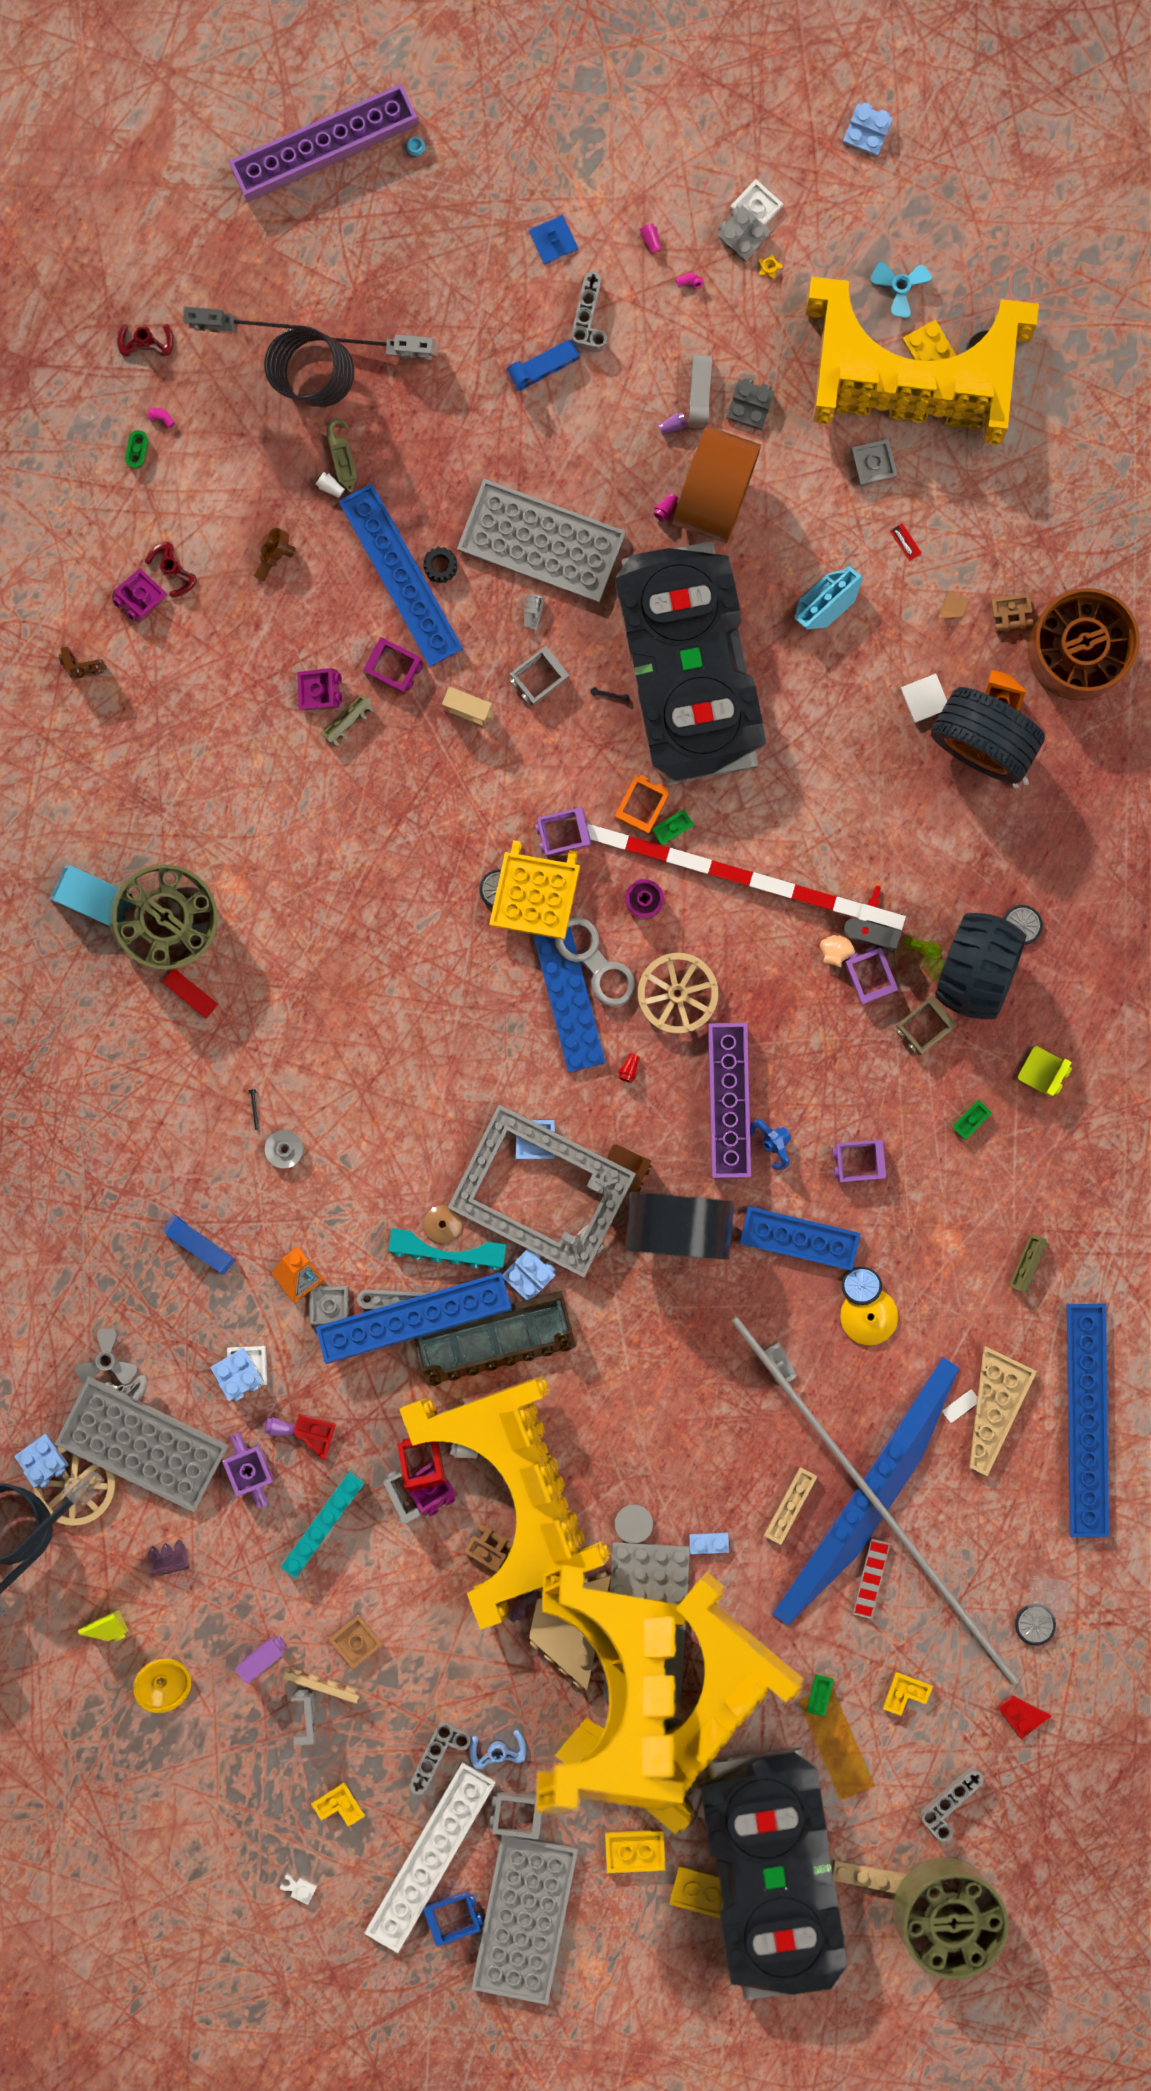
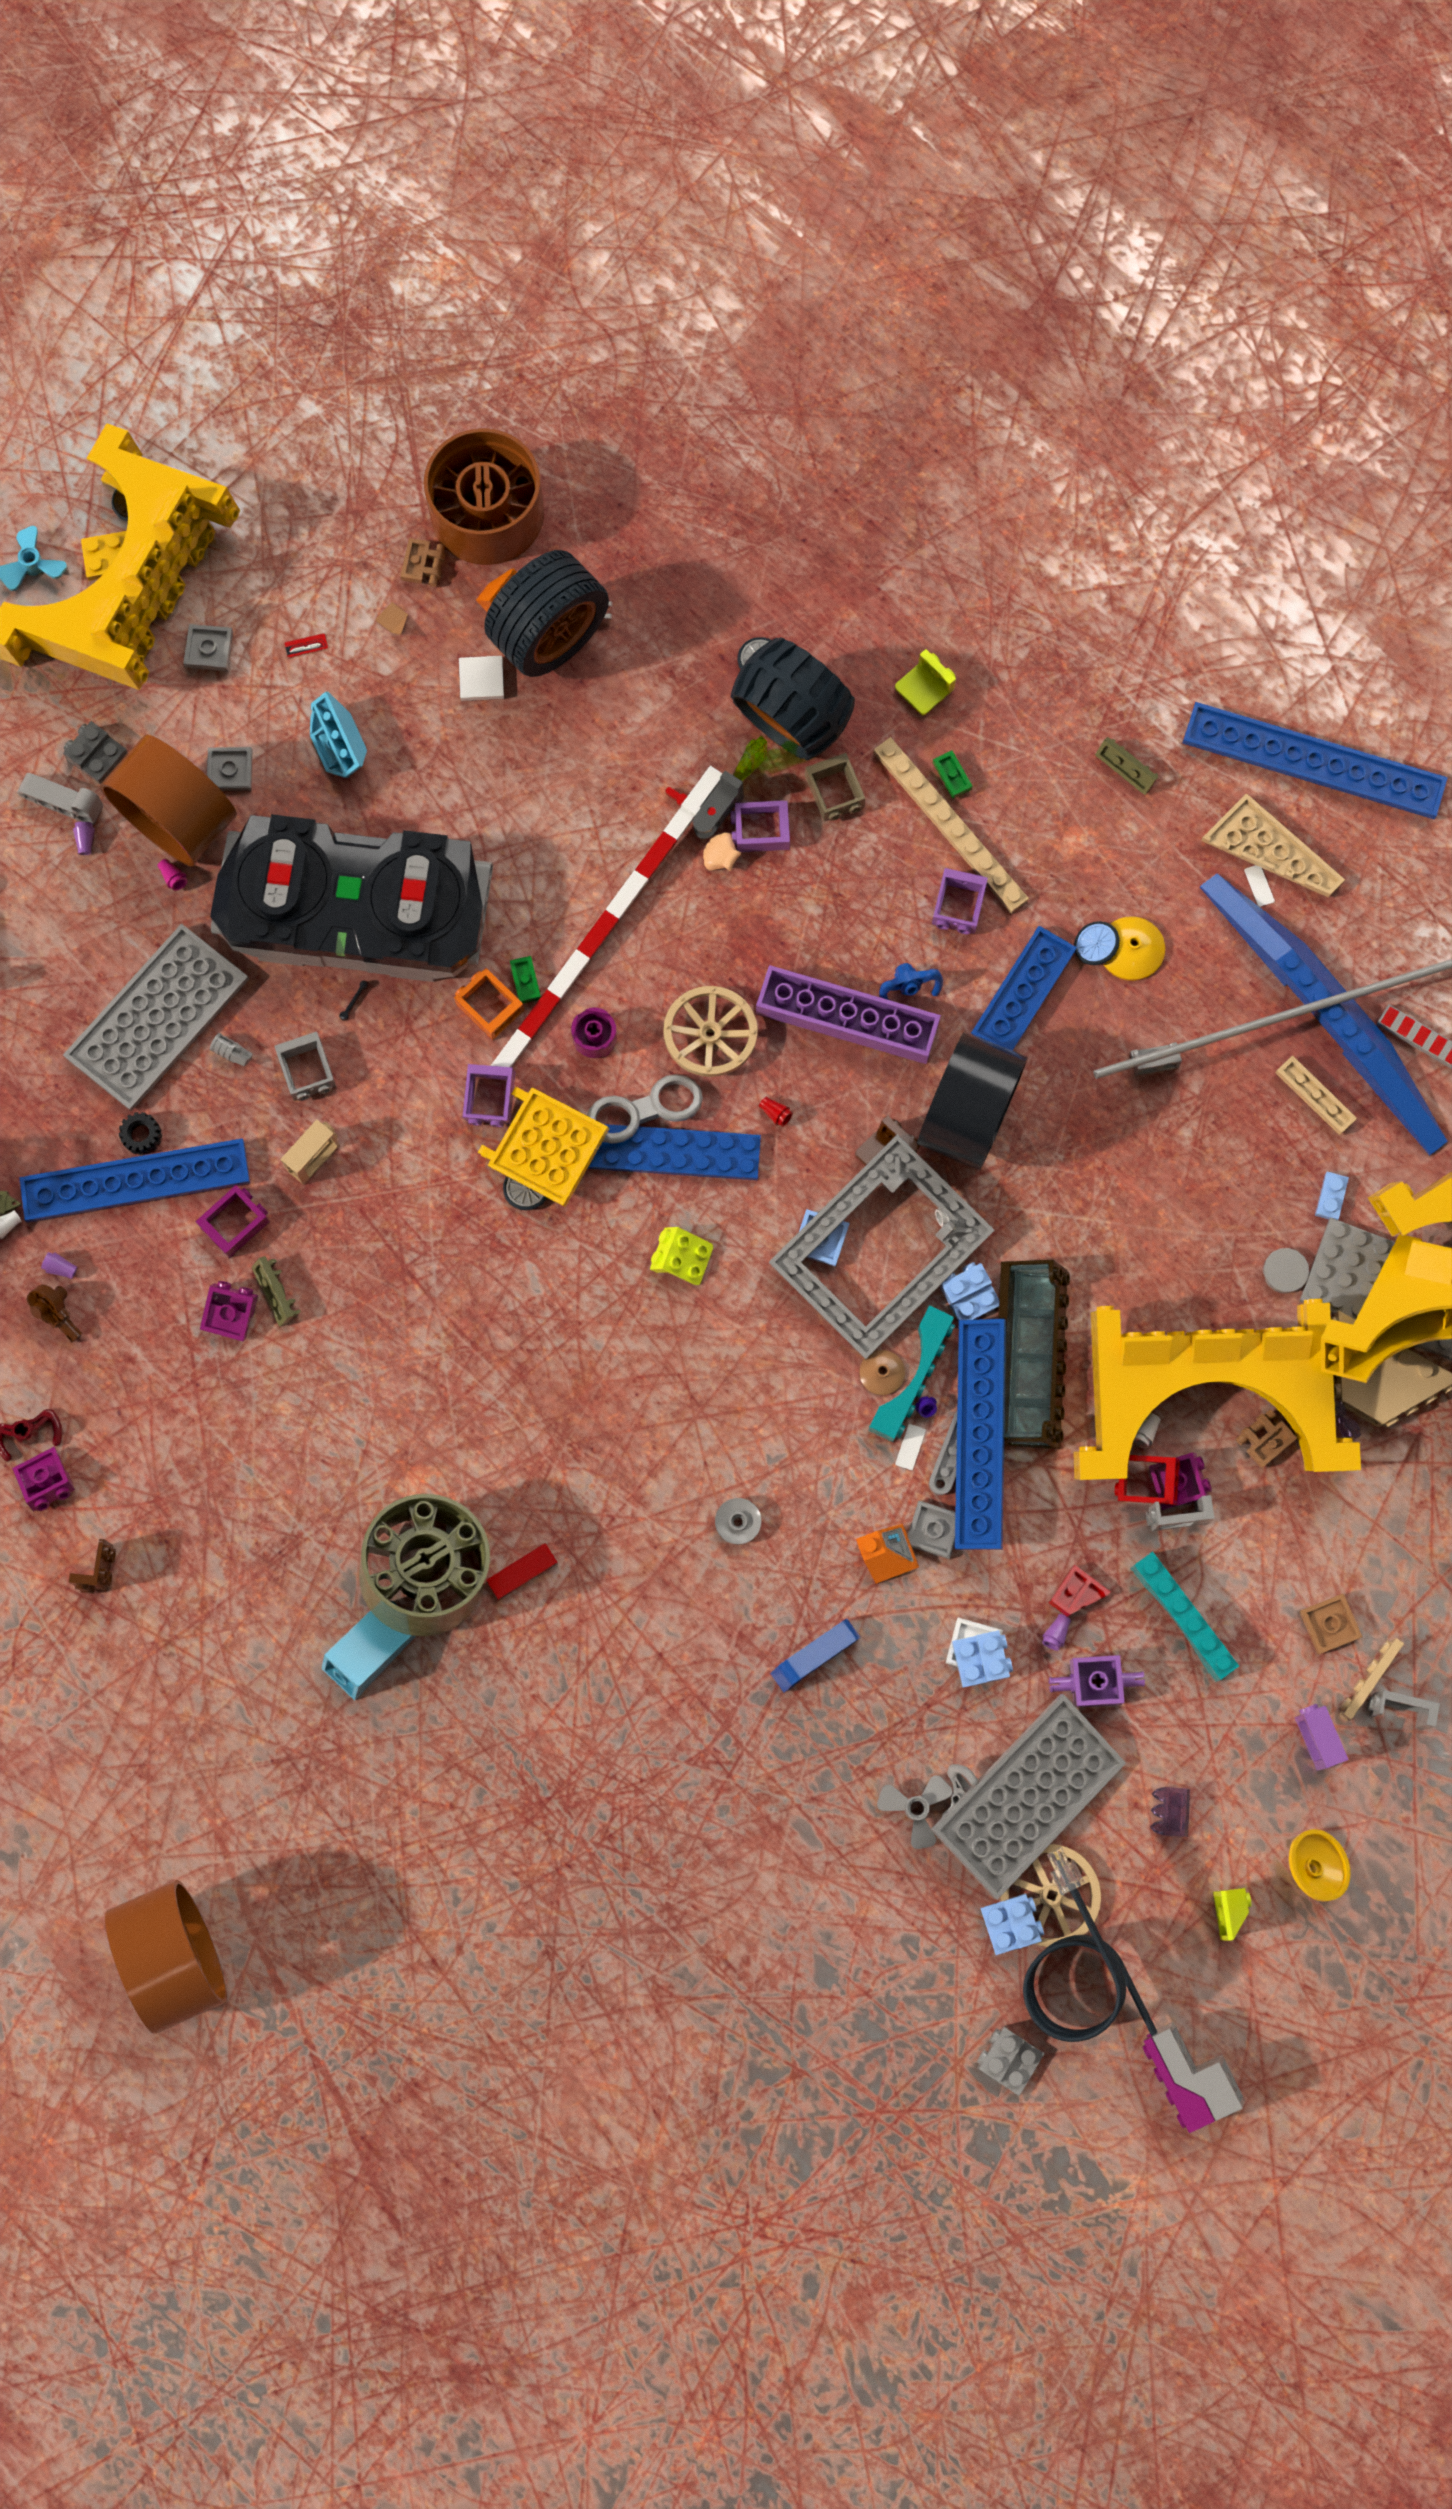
camera: 70 degrees left, 10 degrees down
(252, 1092) = (679, 1541): black piece -> none
(311, 541) = (57, 1265): none -> medium lavender cone
(390, 1266) = (910, 1446): none -> white sticker
(424, 1268) = (926, 1406): none -> dark purple plate
(483, 1033) = (681, 1255): none -> neon yellow bracket
(774, 519) = (230, 768): none -> light grey tile
(926, 1132) = (950, 825): none -> tan plate

